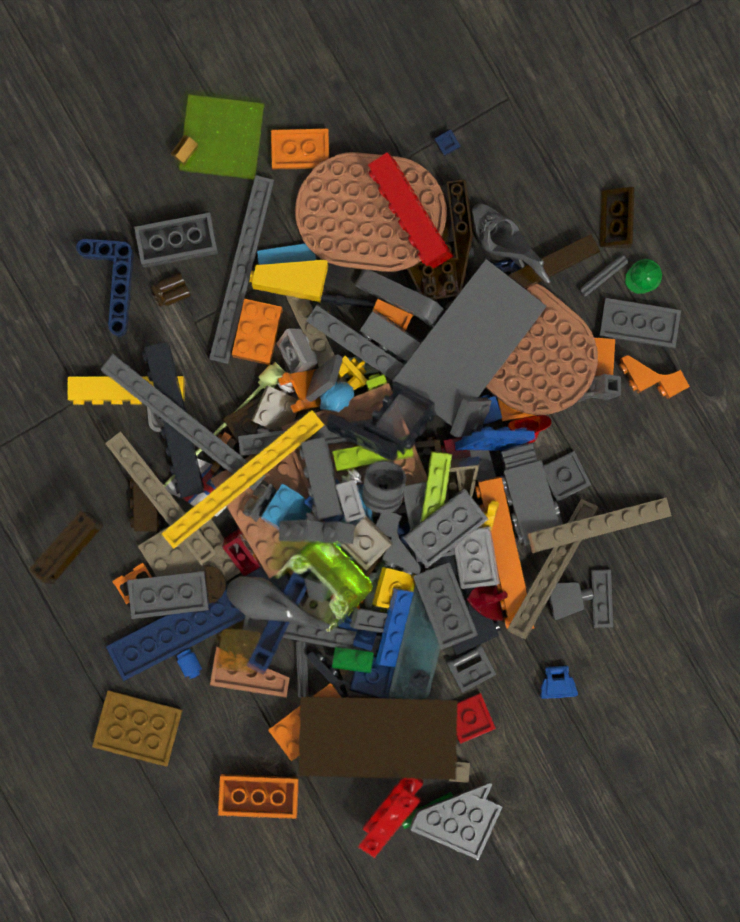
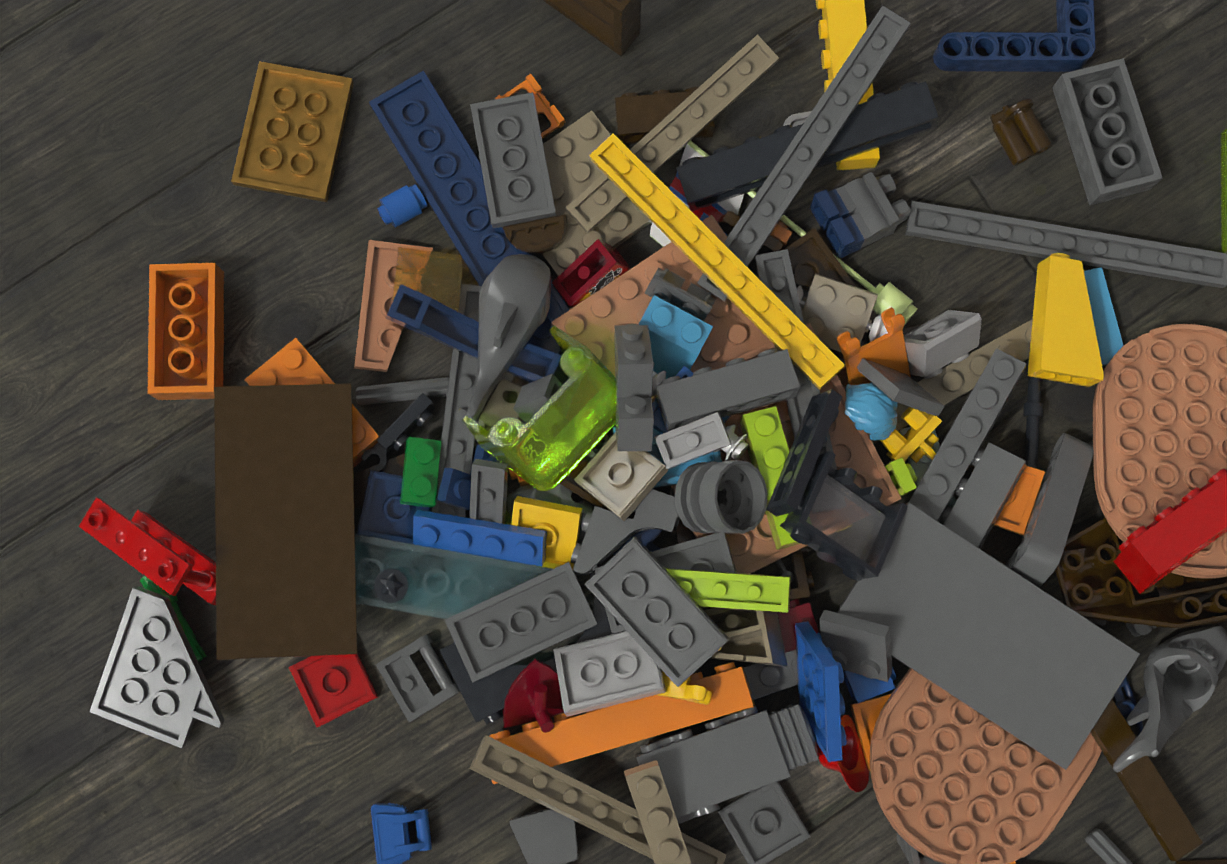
camera: 90 degrees right, 5 degrees down
(214, 387) = (859, 213): none -> dark grey hips
(257, 331) = (966, 275): orange brick -> none
(462, 772) = (241, 672): dark tan plate -> none

